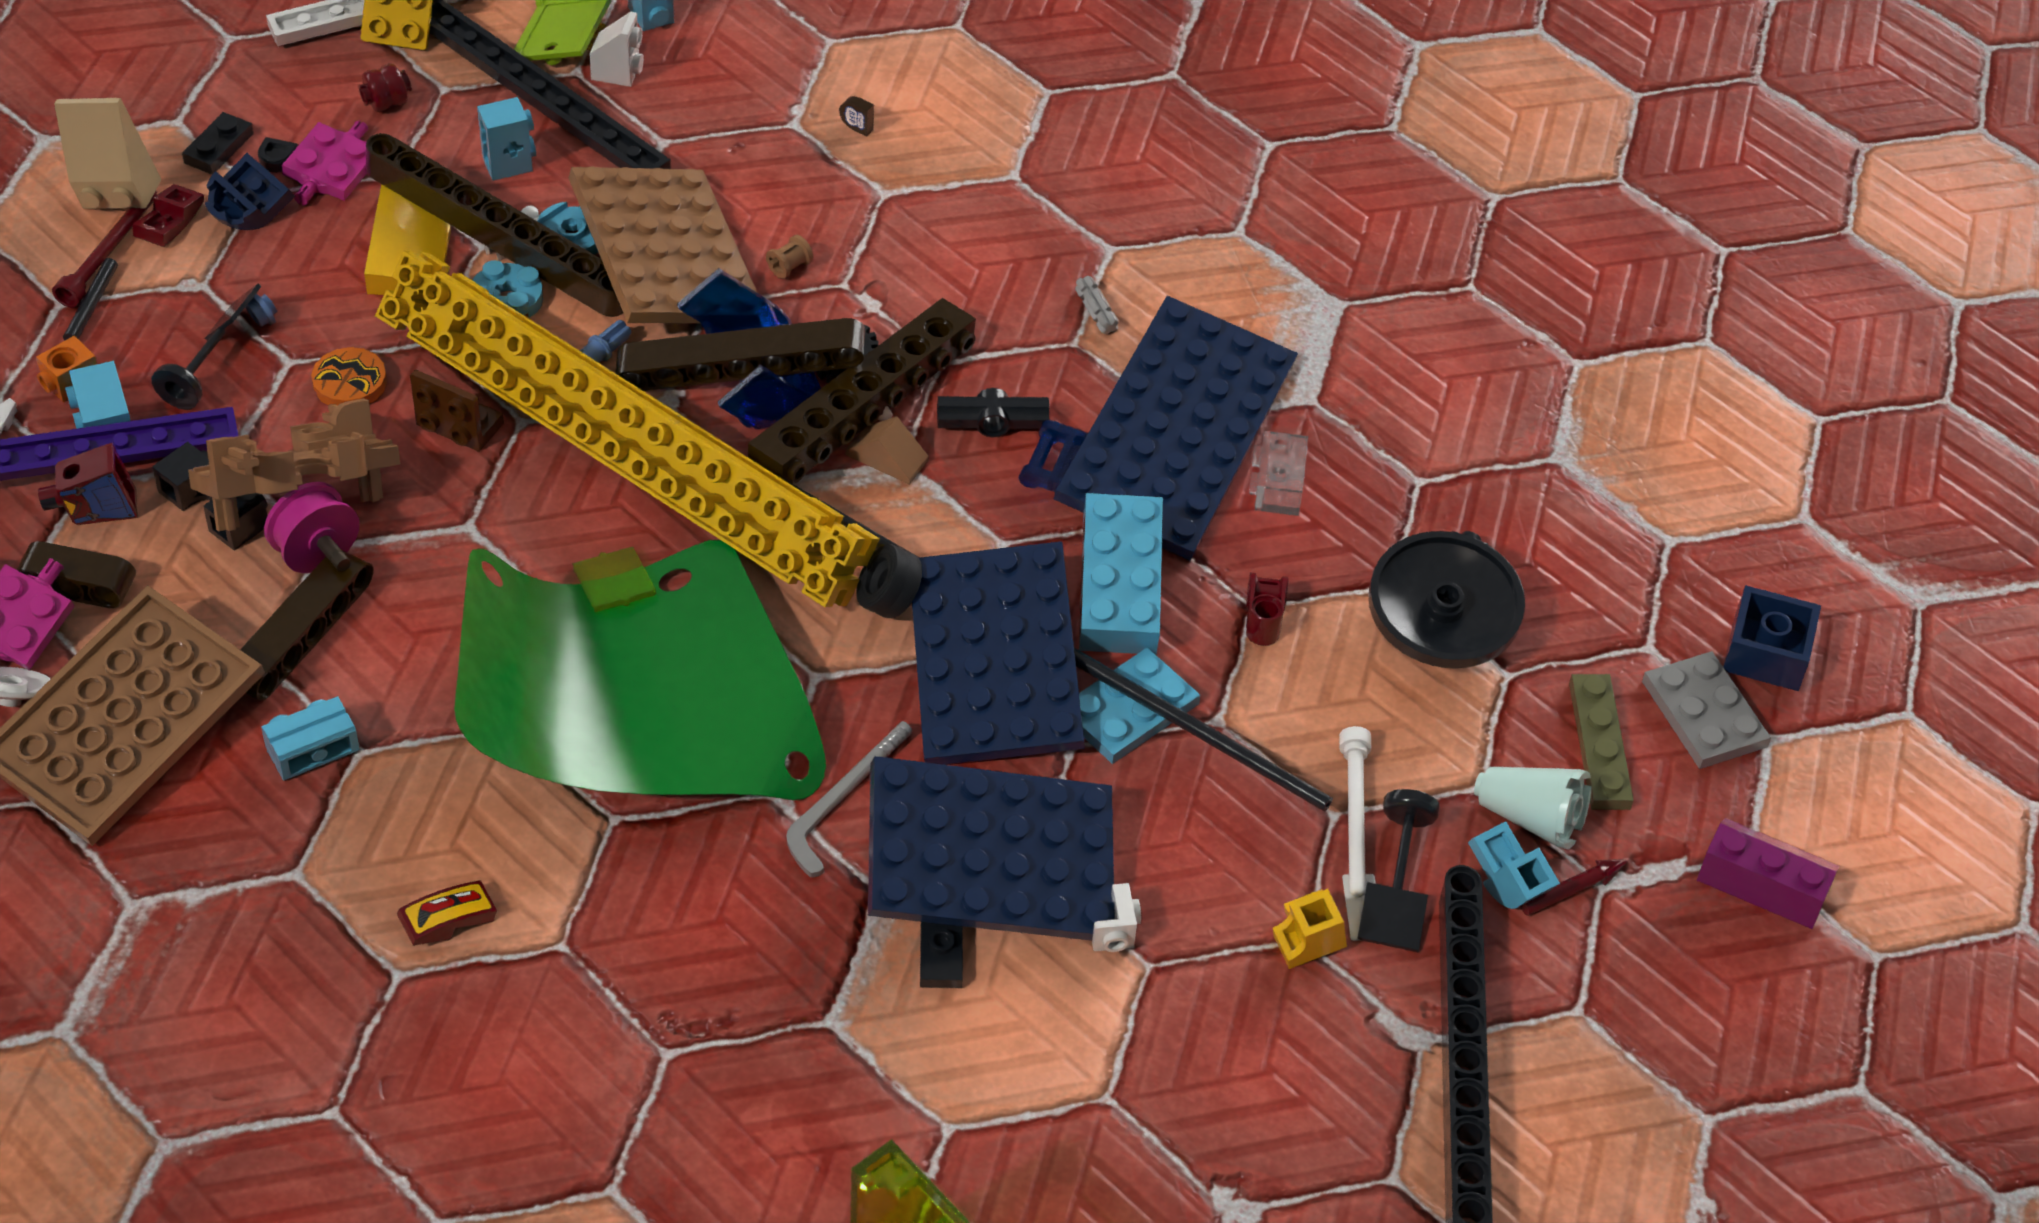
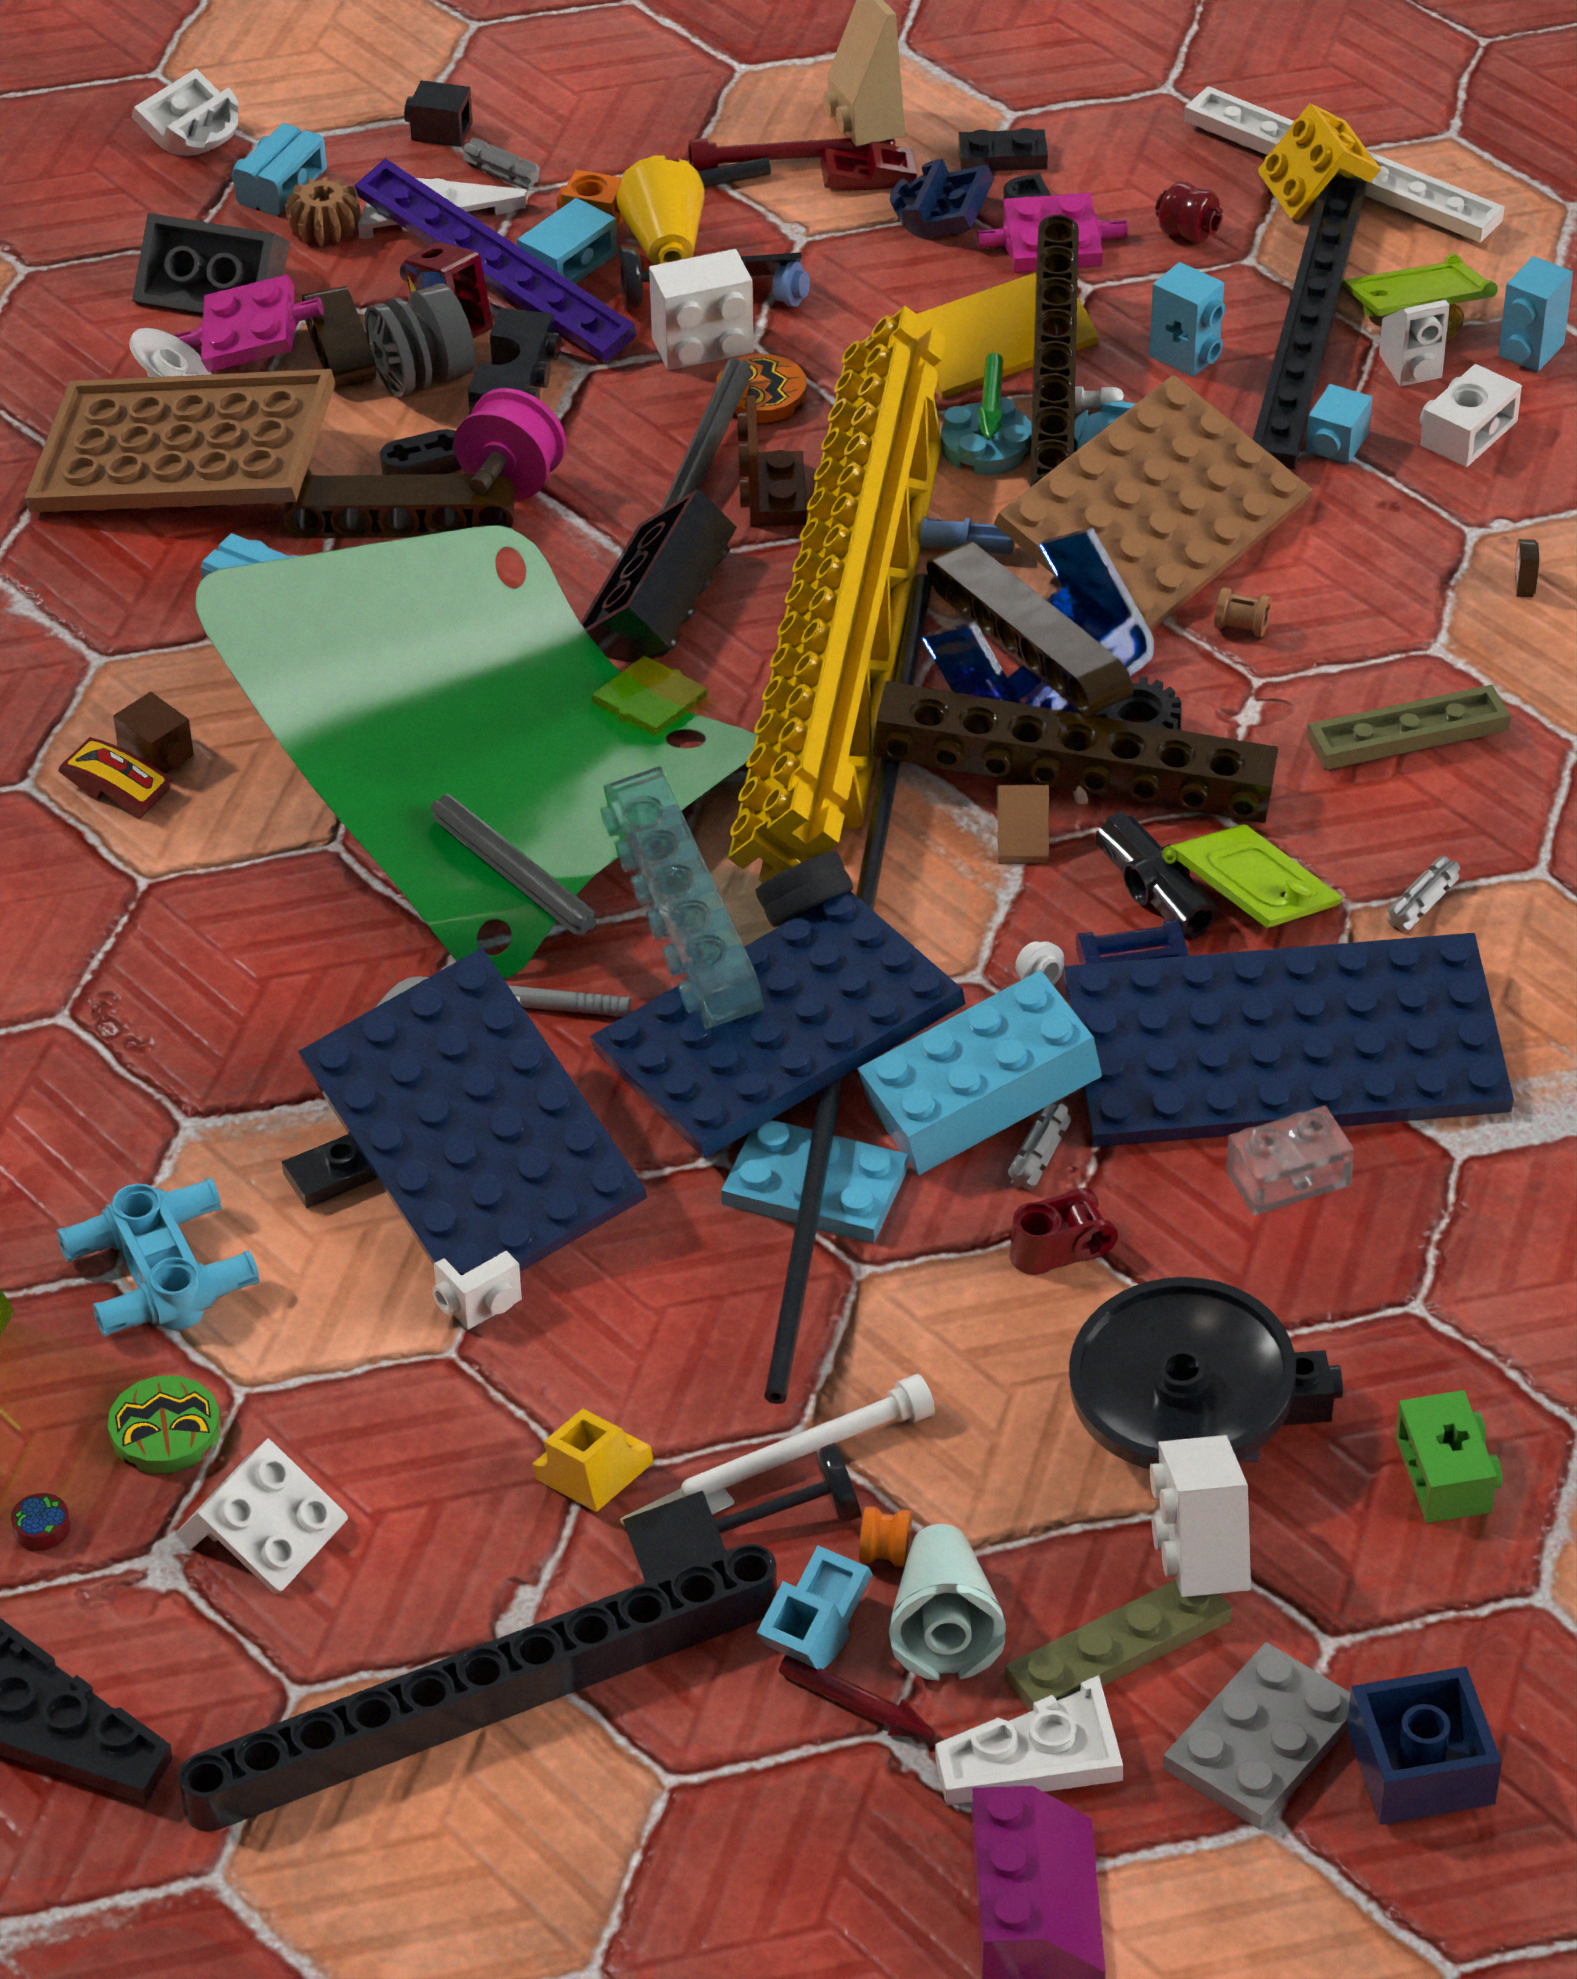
camera: 65 degrees right, 5 degrees down
(138, 334) = (662, 207): none -> yellow cone
(147, 524) = (420, 339): none -> dark grey wheel
(258, 589) = (420, 454): none -> black beam
(262, 362) = (701, 309): none -> white brick
(335, 448) = (623, 407): medium nougat gear -> none
(388, 428) = (710, 431): none -> dark grey axle
(428, 867) = (154, 732): none -> reddish brown brick
(505, 515) = (659, 579): none -> black slope
(513, 277) = (990, 411): none -> green piece
(656, 124) = (1339, 424): none -> medium azure brick
(700, 67) = (1470, 415): none -> white brick
(755, 717) = (513, 865): none -> dark grey axle
(858, 623) = (681, 898): none -> clear light blue brick
(953, 238) = (1408, 727): none -> olive plate
(965, 1088) = (169, 1280): none -> medium azure piece
(1031, 505) = (1043, 957): none -> white plate
(1033, 367) = (1254, 875): none -> lime container
(1117, 1153) = (164, 1424): none -> bright green tile
(1184, 584) = (1039, 1146): none -> light grey axle
(1237, 1127) = (267, 1517): none -> white bracket
(1462, 808) = (885, 1536): none -> orange wheel
(1556, 523) = (1447, 1456): none -> bright green brick
(1564, 643) = (1202, 1516): none -> white brick
(1664, 816) = (1049, 1748): none -> white wing

